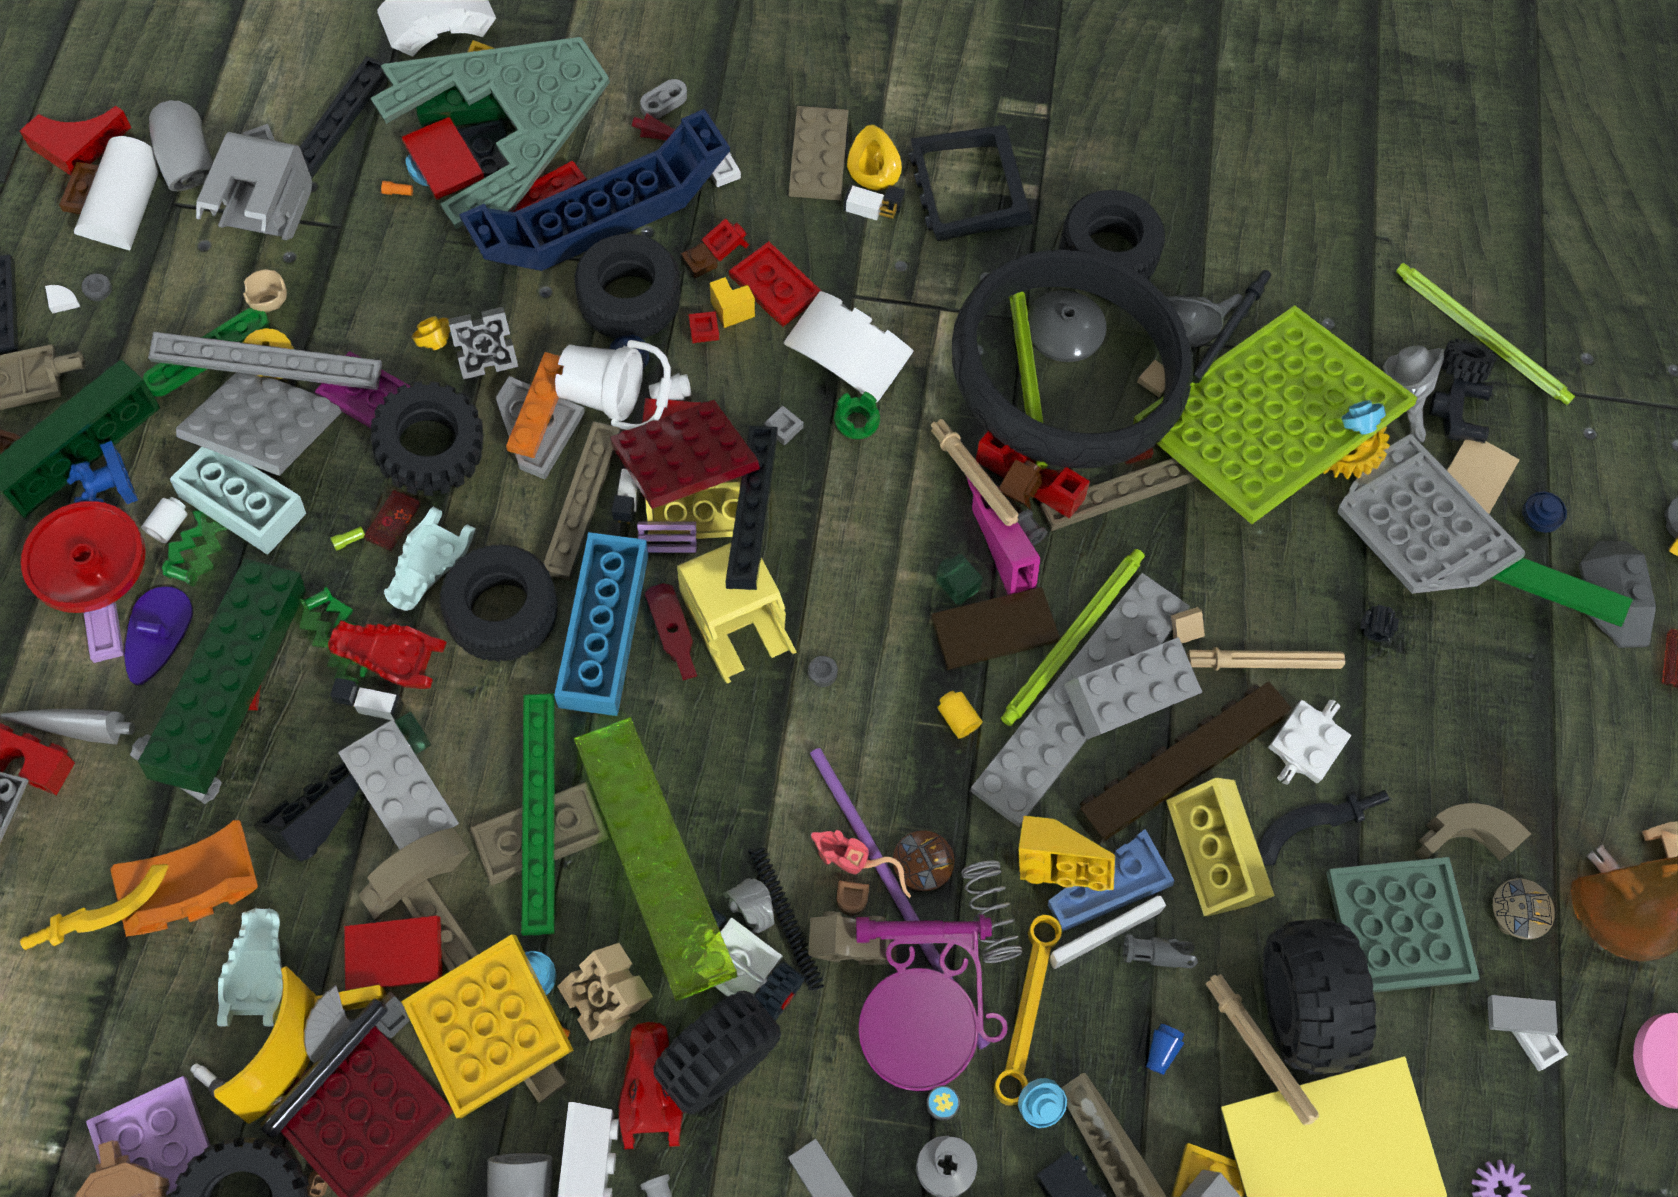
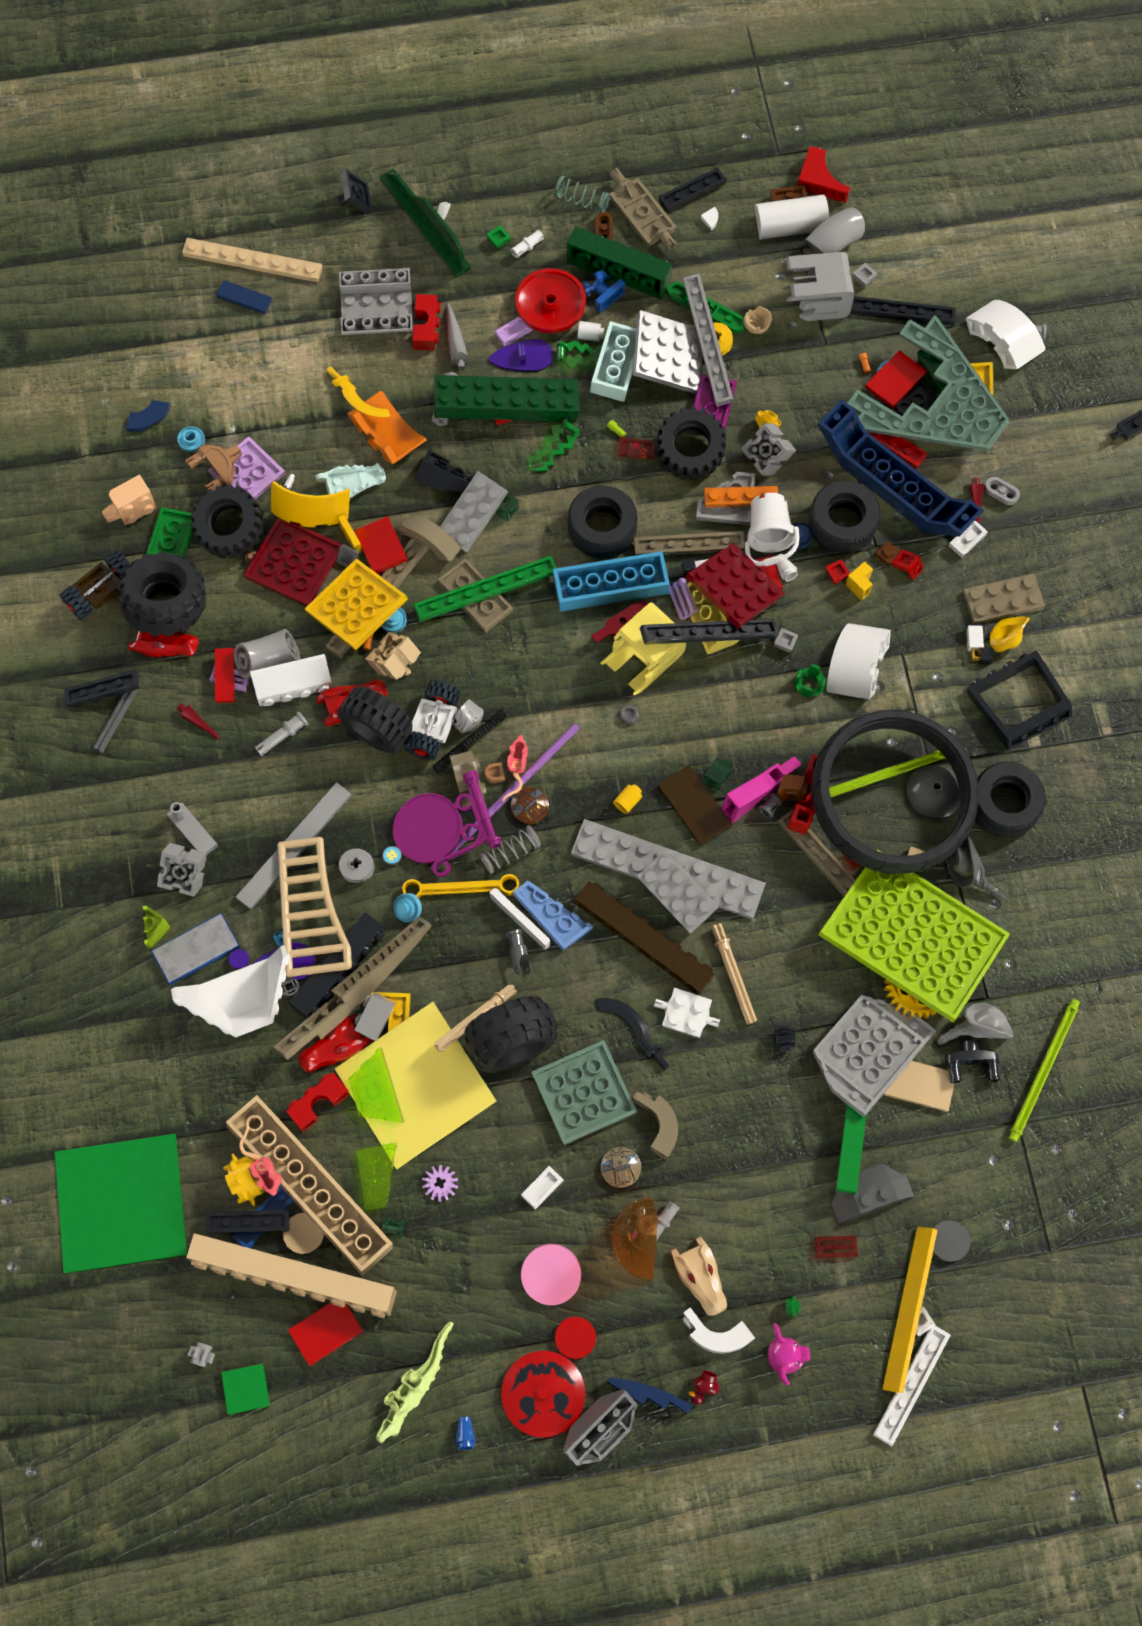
camera: 75 degrees right, 5 degrees up
(96, 287) = (726, 233): flat silver tile -> none
(323, 1068) = (309, 534): black axle -> none
(324, 1024) = (330, 525): light grey hand -> none
(365, 700) = (519, 476): piece -> none
(391, 652) = (552, 478): red animal -> none
(426, 558) = (618, 473): light aqua animal -> none
(655, 860) = (476, 653): clear neon green plate -> none
(775, 283) = (889, 604): red tile -> none
(951, 443) = (813, 741): tan axle -> none
(1063, 856) = (551, 869): yellow slope -> none
(1072, 637) = (708, 853): lime piece -> none
(1164, 1048) = (464, 969): blue cone -> none
(1188, 625) = (738, 918): tan tile -> none
(1219, 847) = (596, 972): light yellow slope -> none
(1253, 294) = (1012, 906): black bar -> none
(1364, 416) = (920, 982): medium azure plate -> none
(1468, 360) = (1019, 1054): black tyre -> none
(1522, 1015) = (549, 1174): light grey tile -> none
(1544, 512) = (913, 1134): dark blue plate -> none

